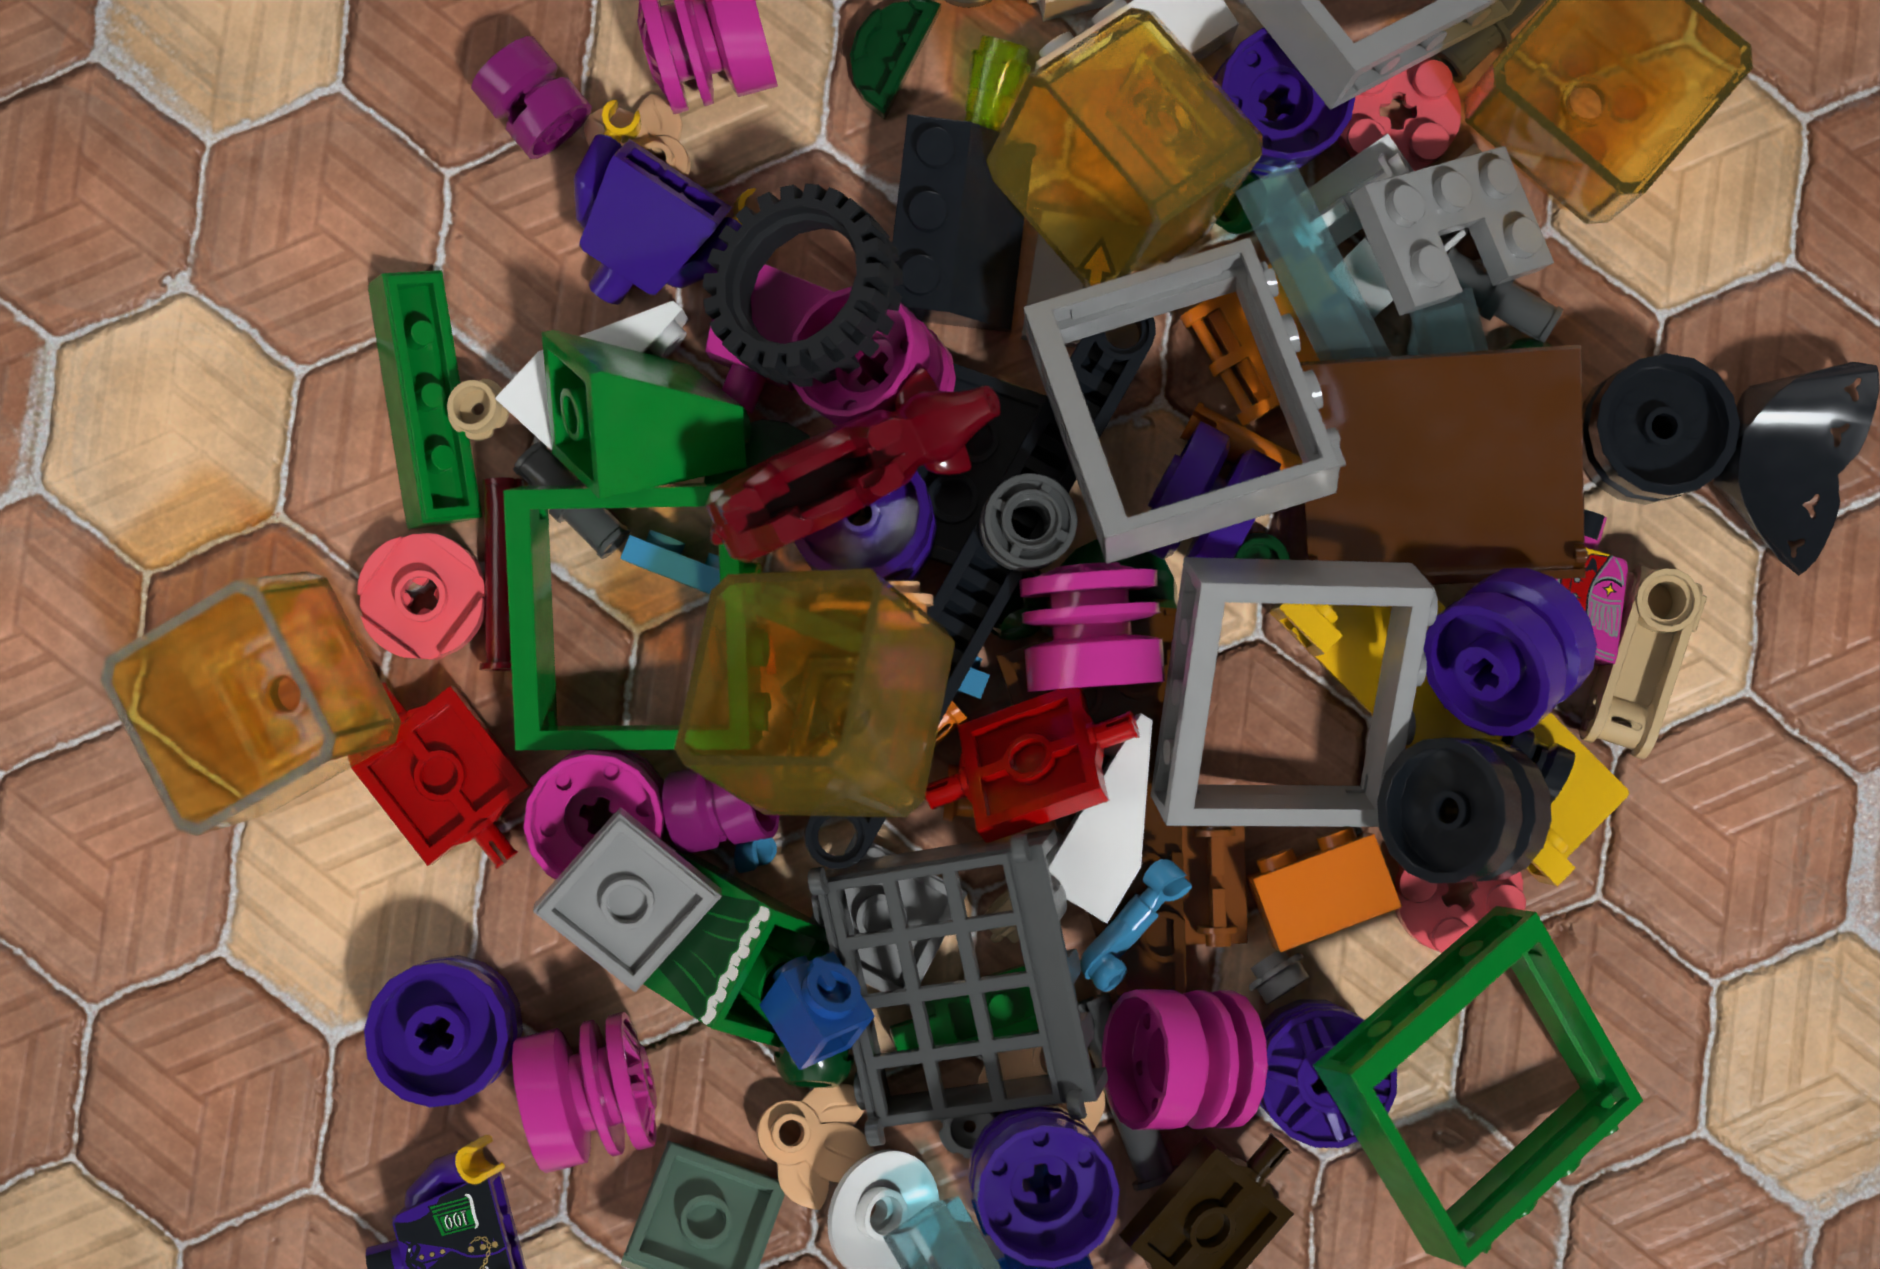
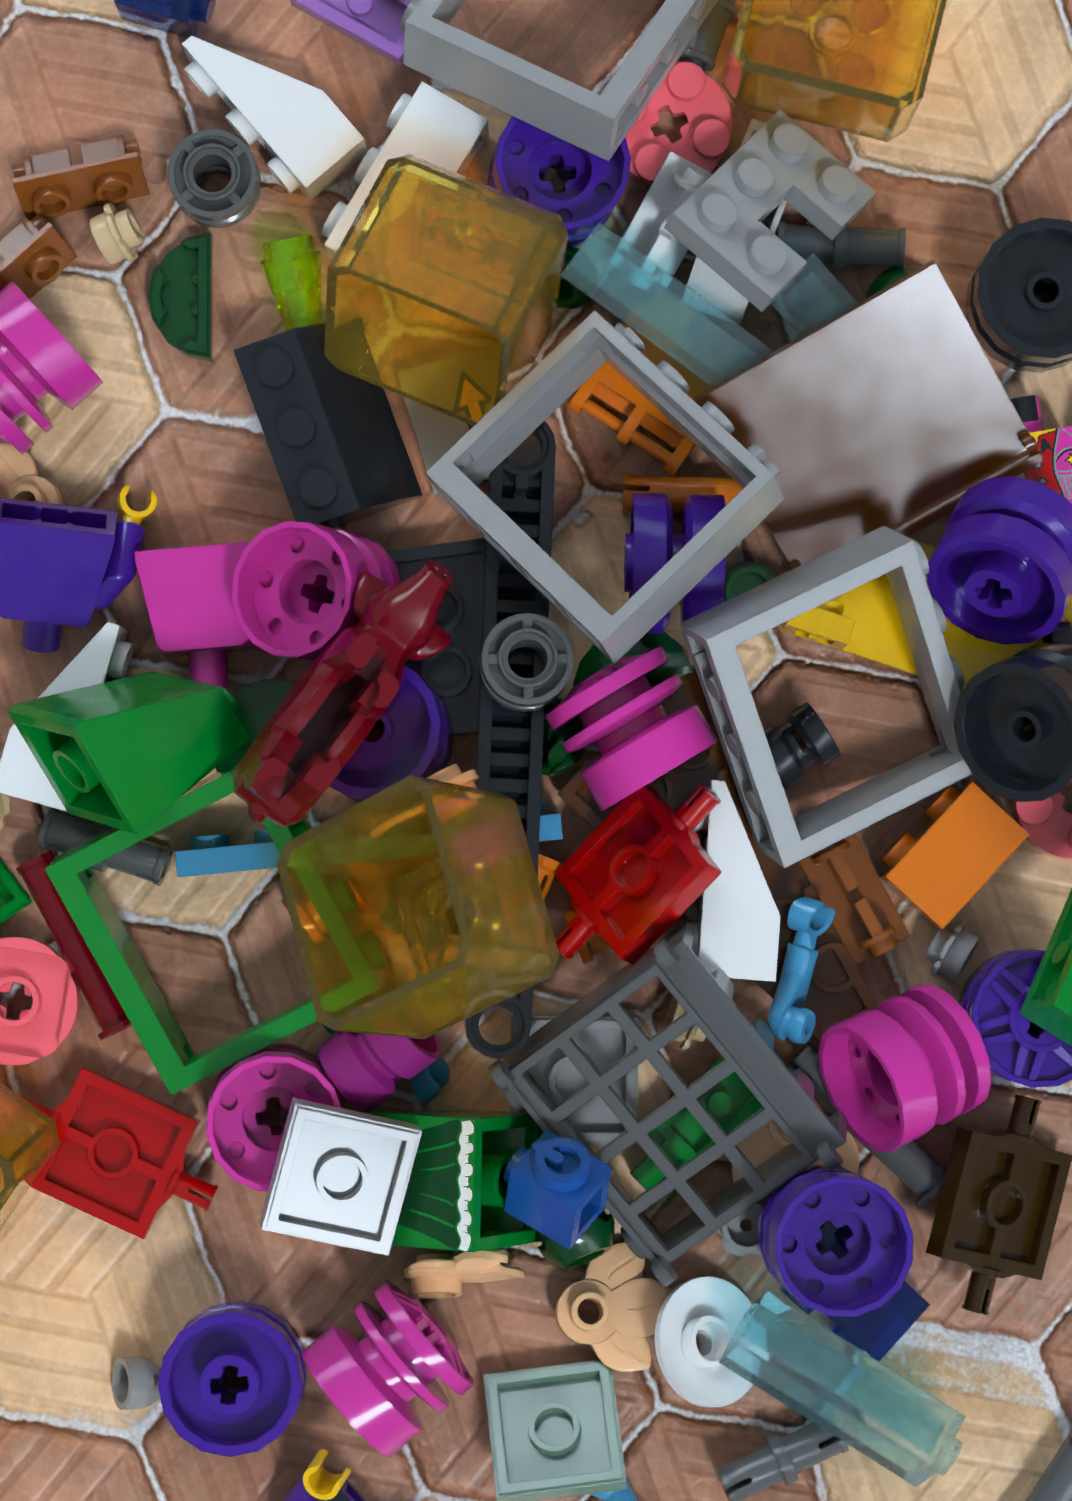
camera: 30 degrees left, 0 degrees up
(355, 988) = (134, 1382): none -> light grey hinge
(677, 1033) = (442, 1274): none -> light nougat plate
(753, 246) = (155, 542): black tyre -> none
(1249, 721) = (811, 735): none -> black wheel

